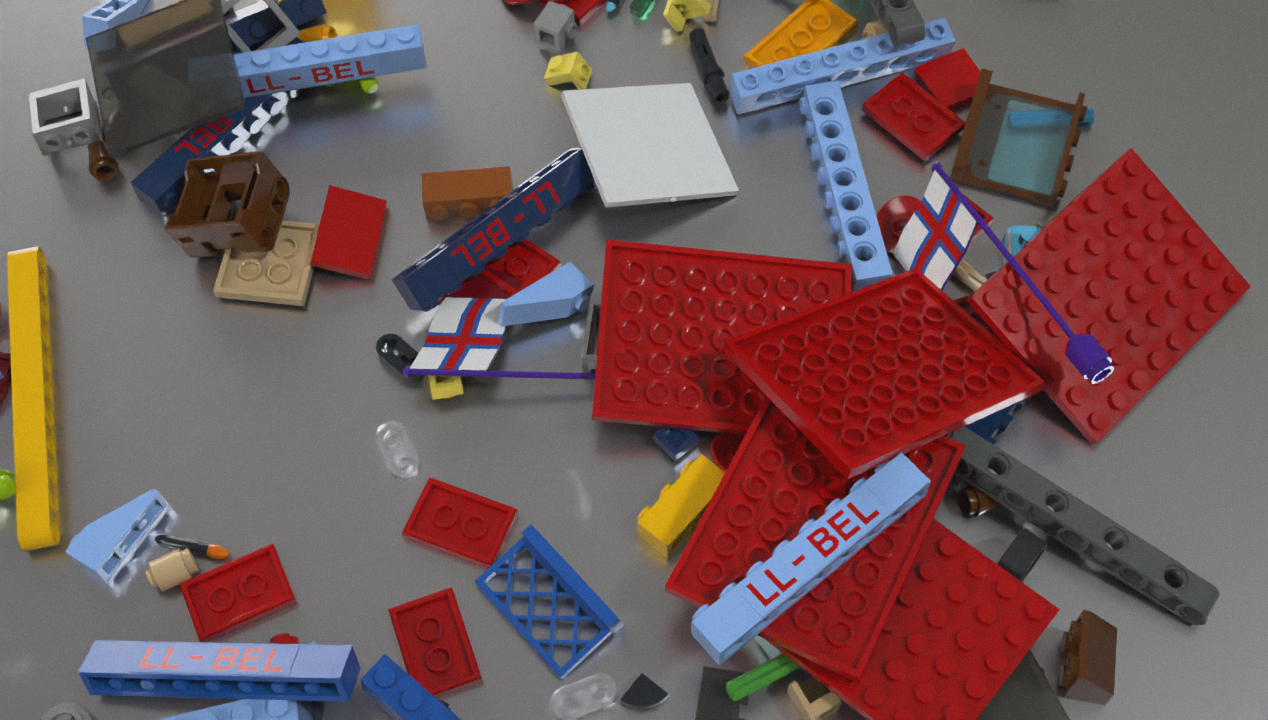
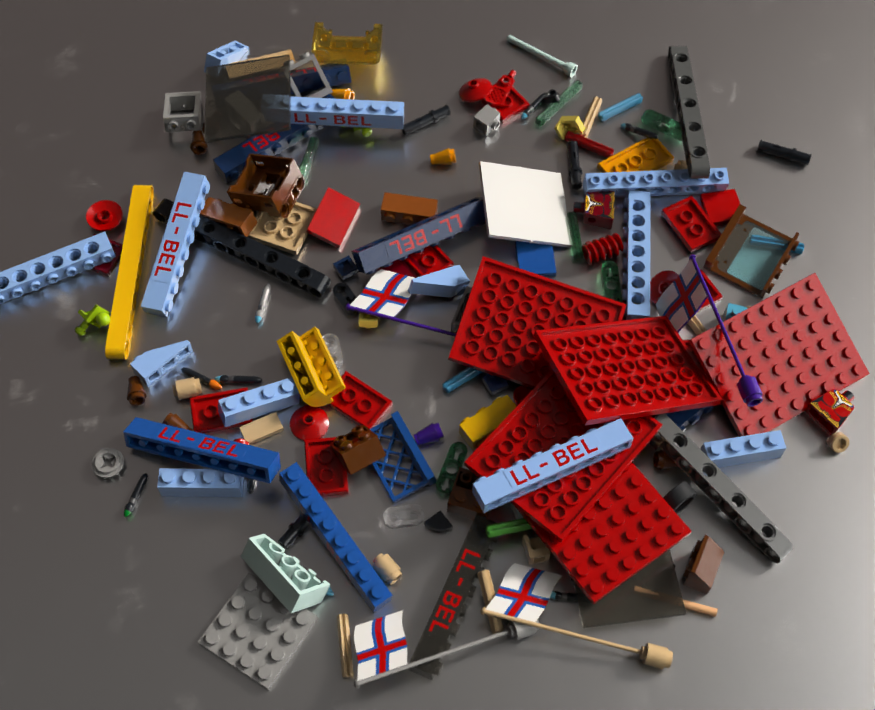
camera: 10 degrees right, 0 degrees up
(86, 597) = (136, 393): none -> reddish brown cone
(98, 335) = (175, 244): none -> light blue brick
(165, 631) = (176, 421): none -> reddish brown cone
(175, 270) = (230, 215): none -> dark orange brick
(230, 317) = (253, 253): none -> black beam
(266, 397) = (262, 304): none -> light grey piece
(274, 529) = (238, 379): none -> black piece
(286, 144) = (309, 156): none -> clear green axle
(297, 564) = (258, 402): none -> light blue brick
(312, 607) = (261, 428): none -> tan tile
(371, 485) = (311, 367): none -> yellow brick
(388, 308) = (345, 267): none -> dark blue plate
(396, 590) = (309, 430): none -> red dish
(468, 39) = (431, 117): none -> black pin
(481, 604) = (357, 449): none -> reddish brown slope
(502, 98) = (444, 157): none -> light orange cone
(568, 68) = (488, 148): light yellow bracket -> none
(592, 549) = (429, 434): none -> dark purple cone
(617, 446) = (460, 379): none -> dark azure axle
(630, 621) = (451, 461): none -> clear green beam
(673, 644) = (462, 500): none -> reddish brown slope
(688, 224) = (536, 258): none -> blue tile
(724, 29) = (589, 144): none -> red axle
(745, 186) = (575, 235): none -> clear green axle
(763, 125) = (597, 209): none -> dark red torso
(787, 184) = (601, 247): none -> red piece
(818, 228) = (614, 278): none -> clear green beam
(1100, 451) = (745, 449): none -> light blue brick
(1212, 357) = (831, 409): none -> red torso
(1236, 405) = (838, 442): none -> tan tile

